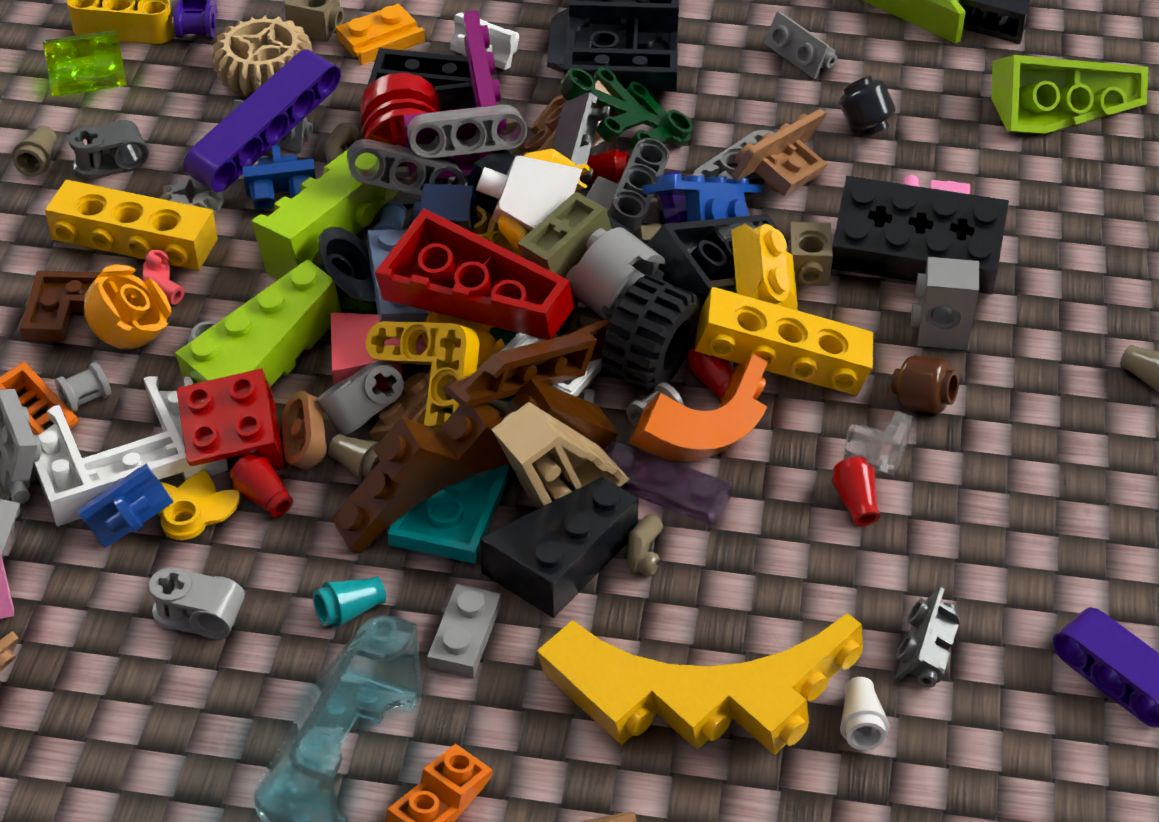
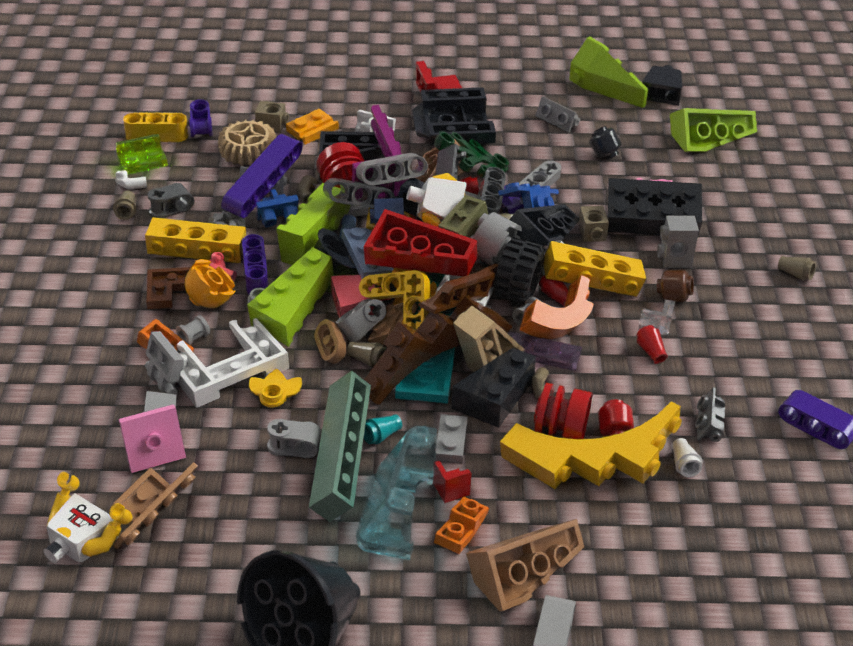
camera: 10 degrees left, 5 degrees down
(53, 111) = (130, 183): none -> white arm
(125, 506) = (239, 390): blue hips -> none
(215, 274) = (254, 262): none -> dark purple beam
(230, 419) = (289, 337): red bracket -> none
(260, 483) = (313, 372): red cone -> none
(265, 630) = (340, 447): none -> sand green brick
(441, 716) = (451, 484): none -> red panel
(653, 610) = (563, 414): none -> red wheel
(754, 627) = (615, 418): none -> red head
(763, 265) = (573, 227): yellow slope -> none
(783, 156) = (565, 174): medium nougat bracket -> none

